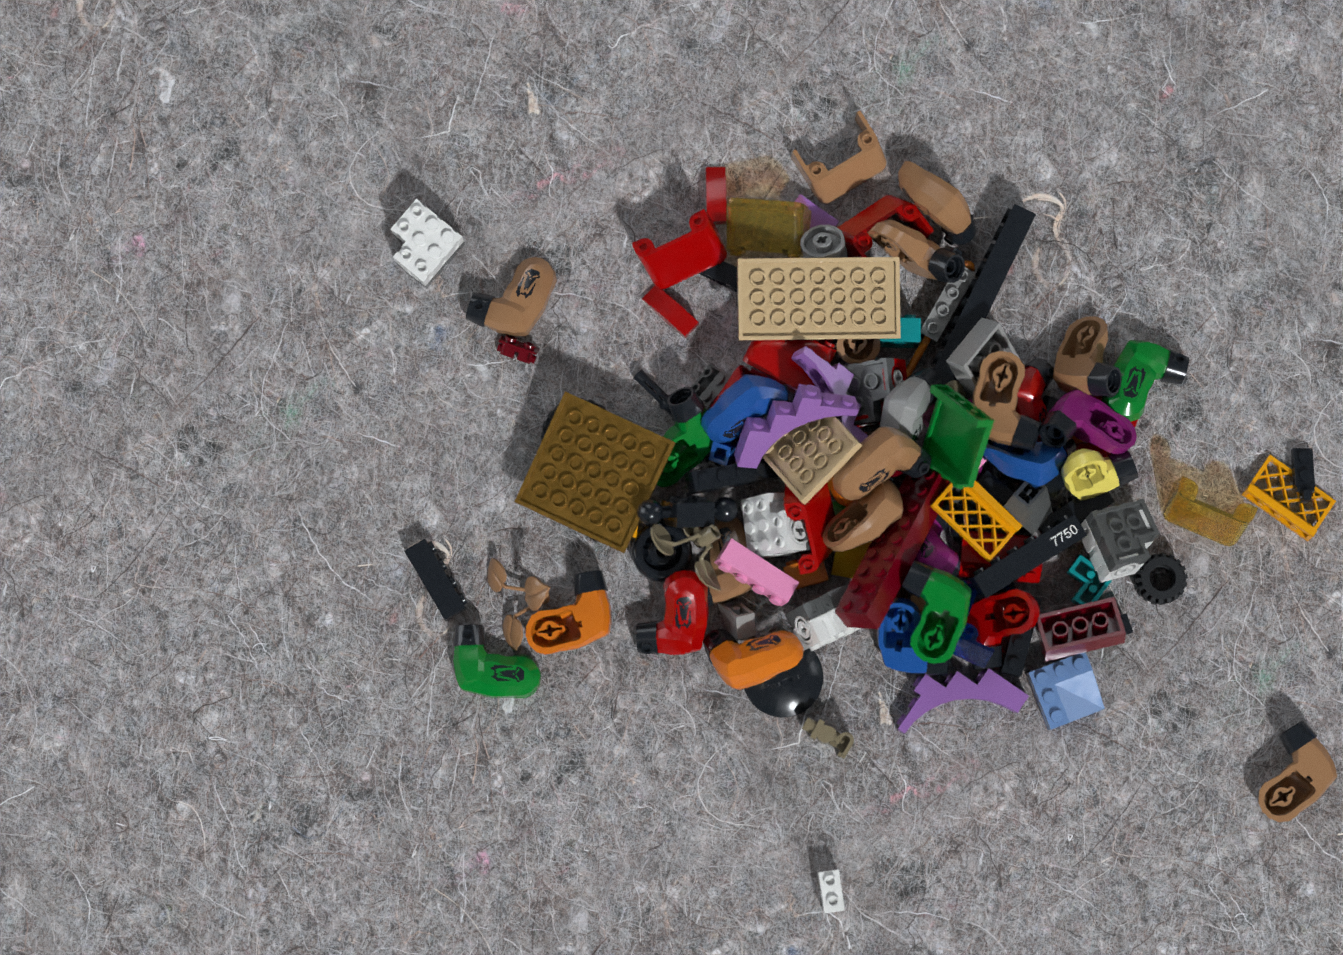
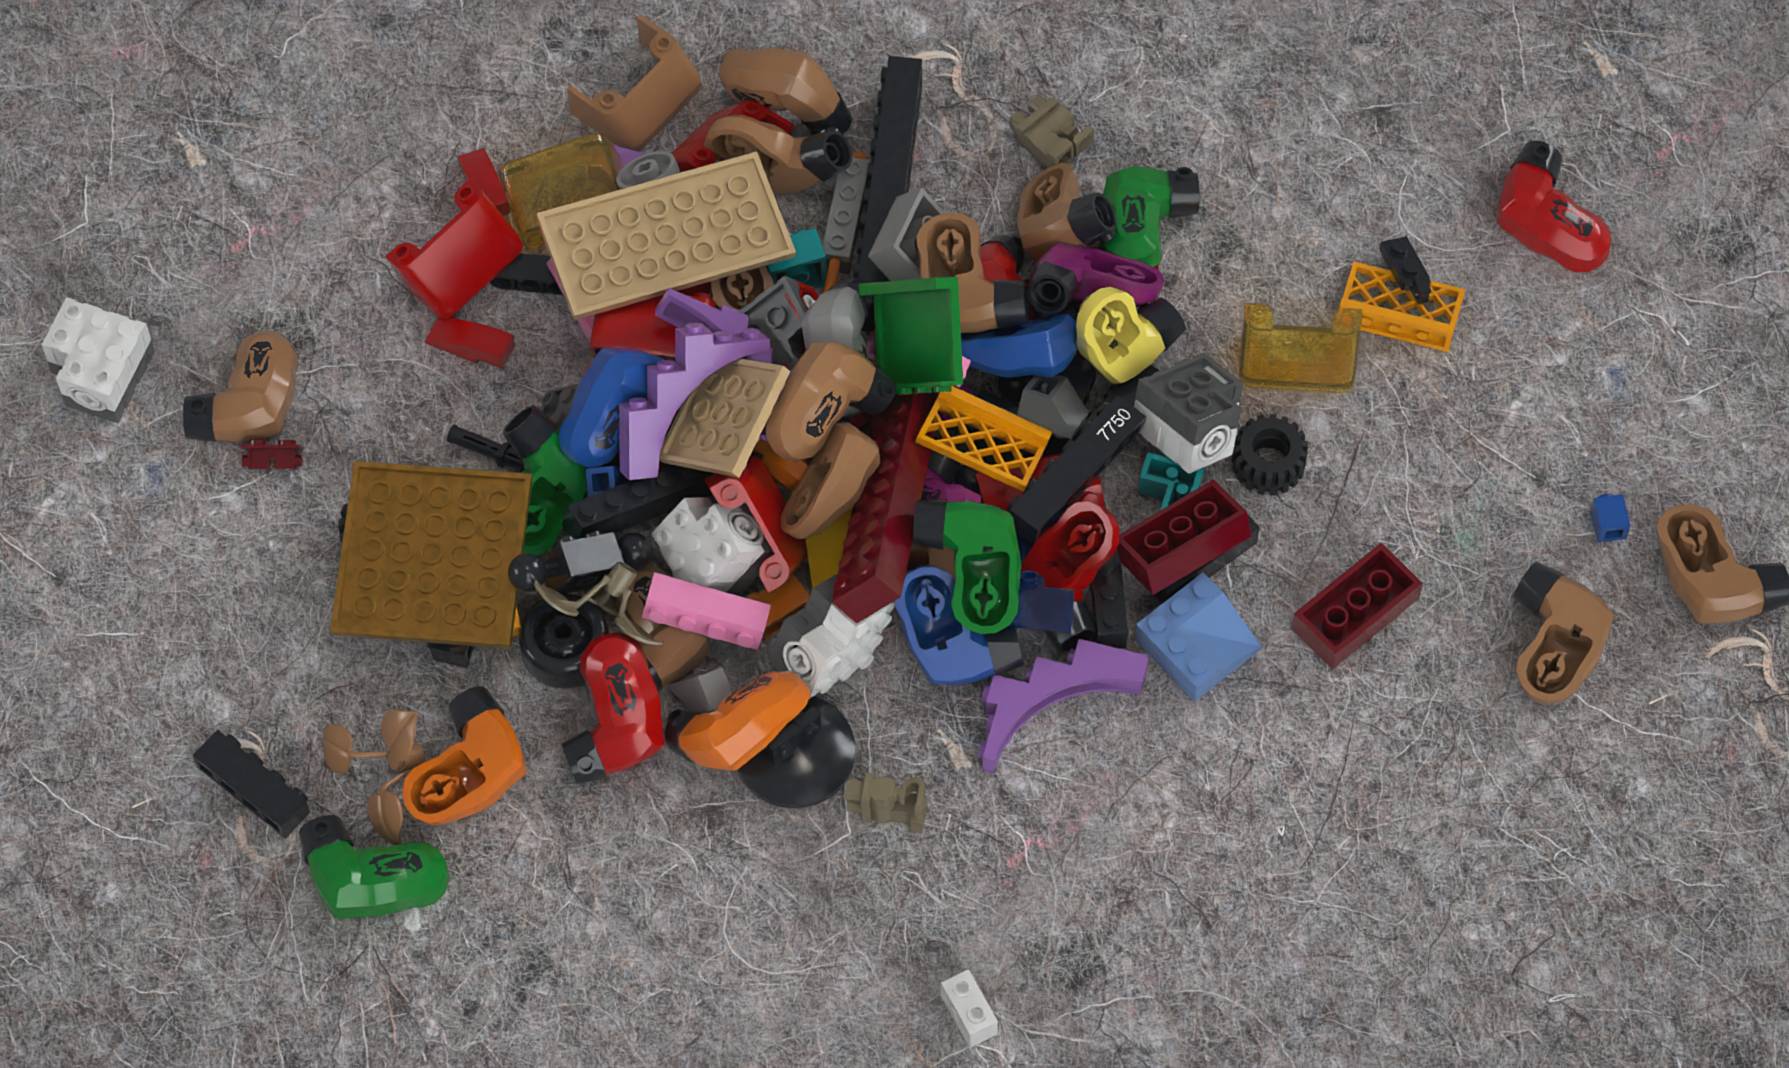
camera: 20 degrees left, 20 degrees down
(1099, 285) = (1044, 127): none -> dark tan hips
(1175, 706) = (1356, 605): none -> dark red brick

